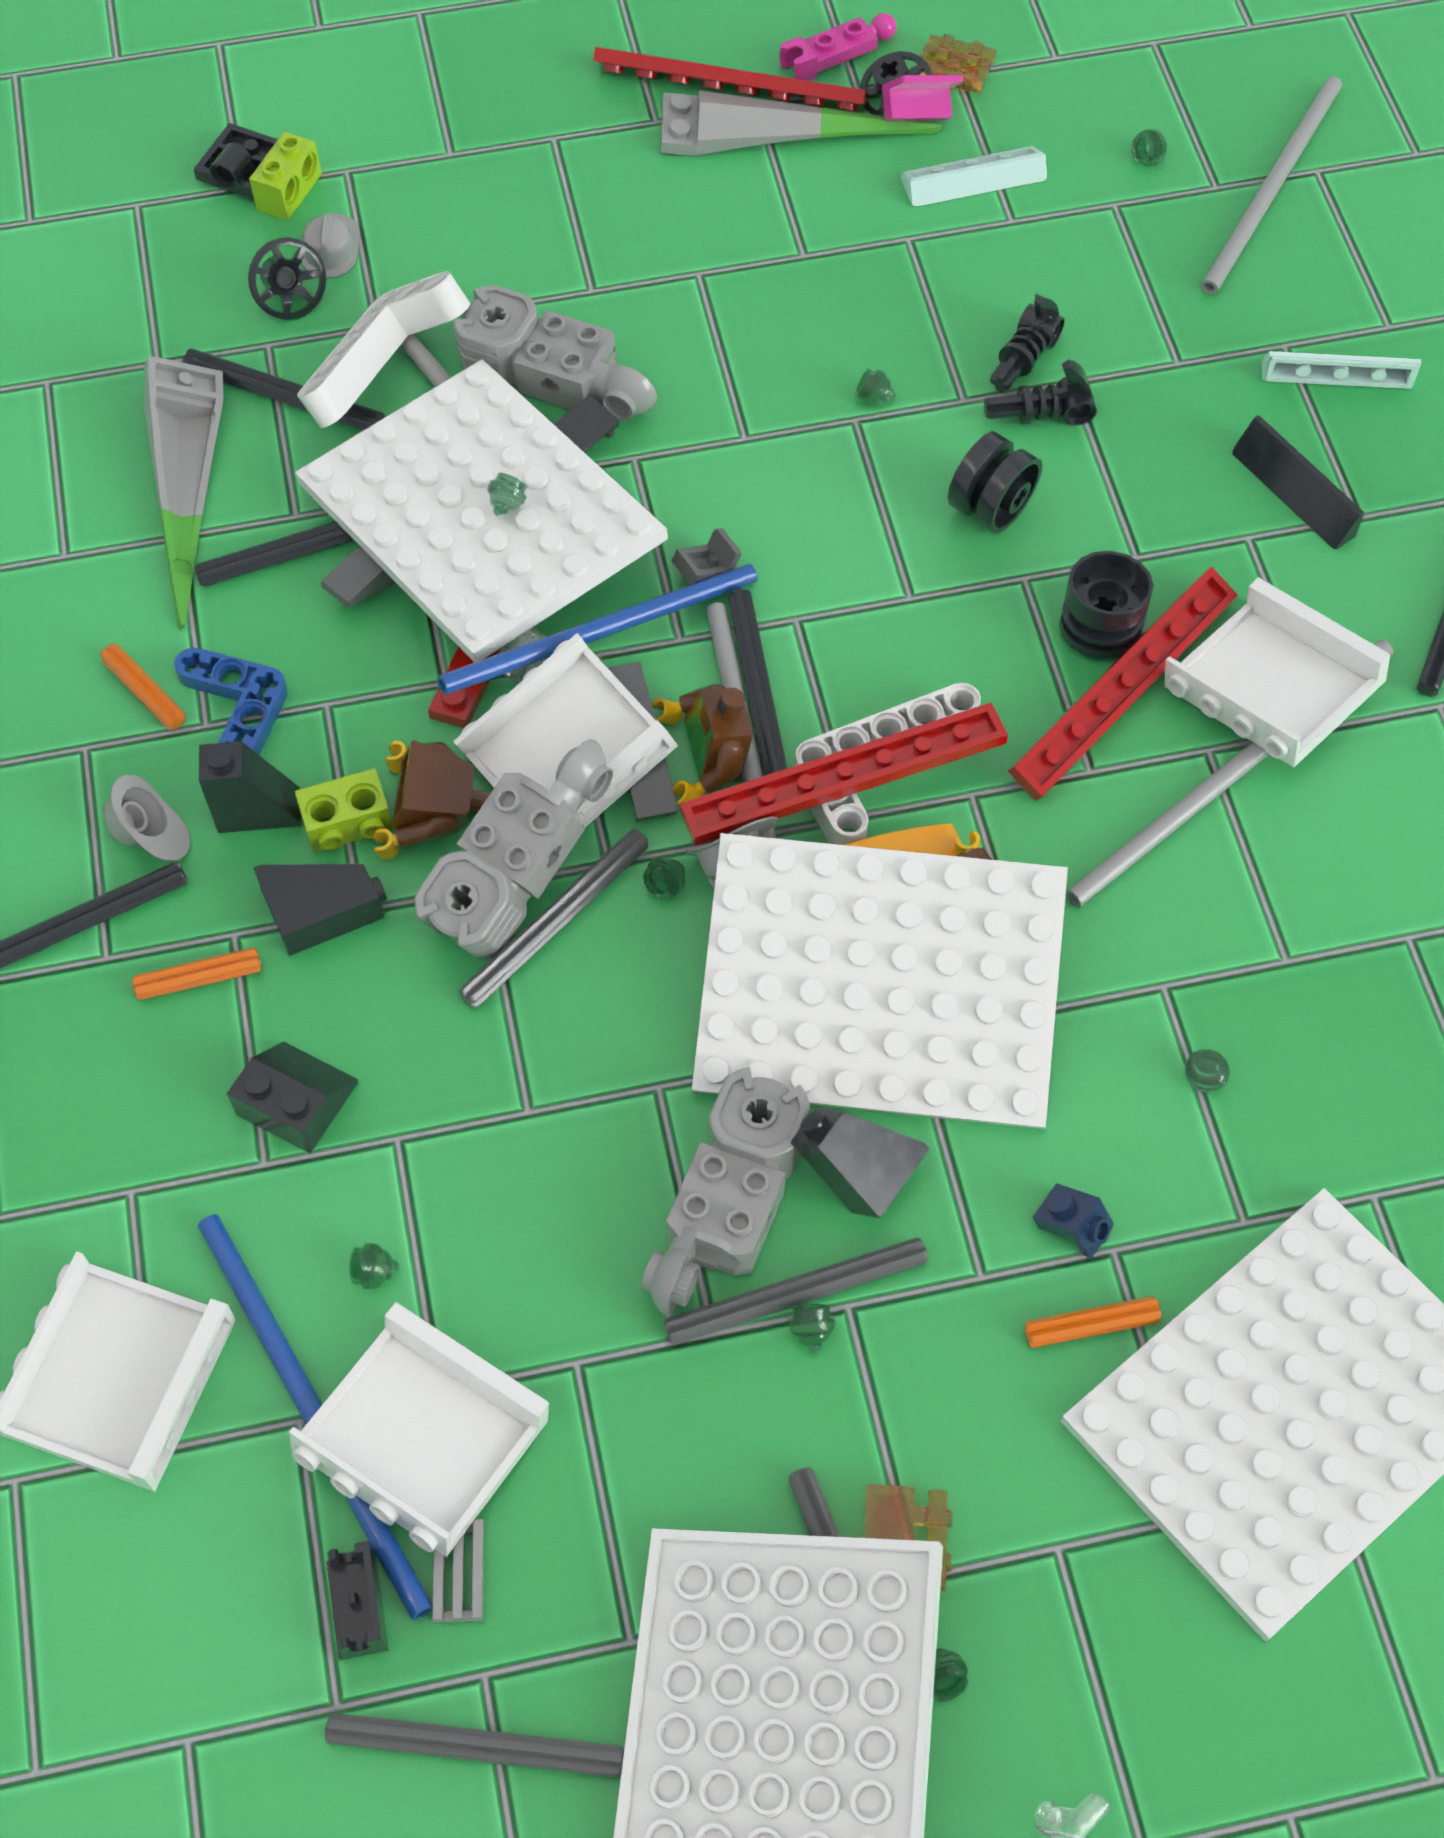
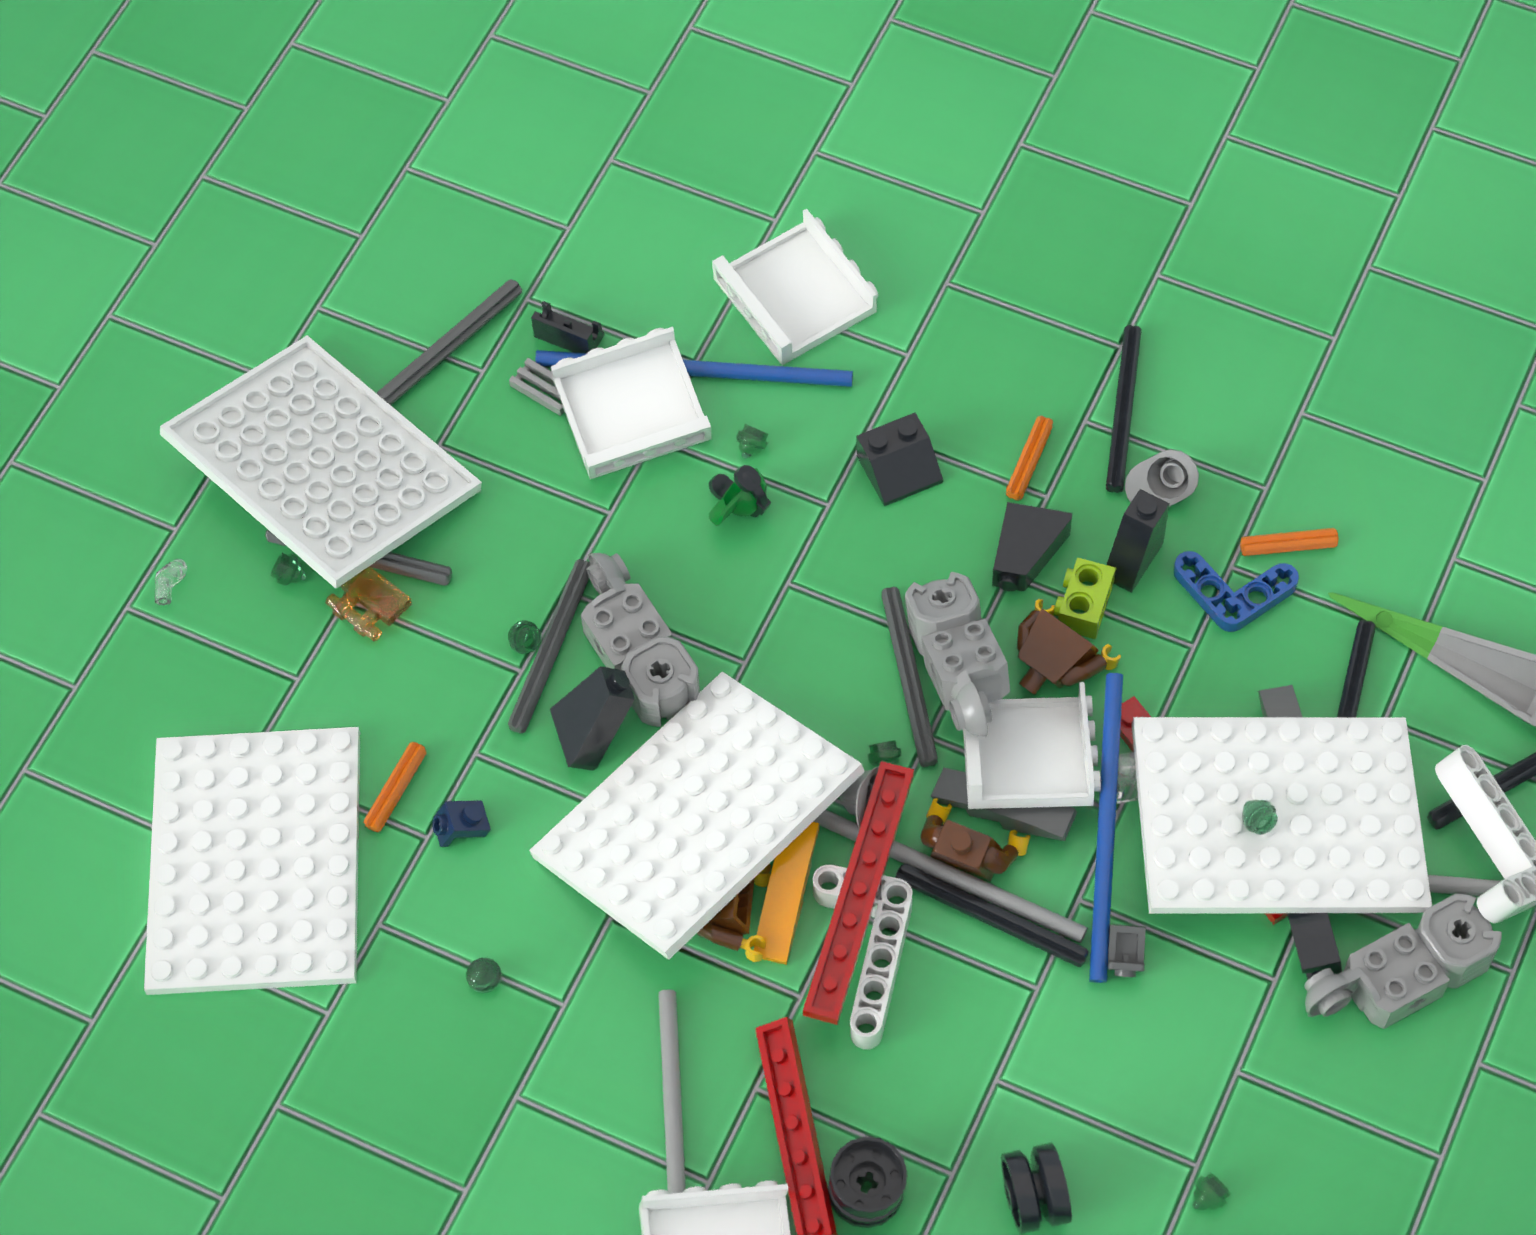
camera: 130 degrees right, 0 degrees up
(466, 1213) = (742, 497): none -> cap

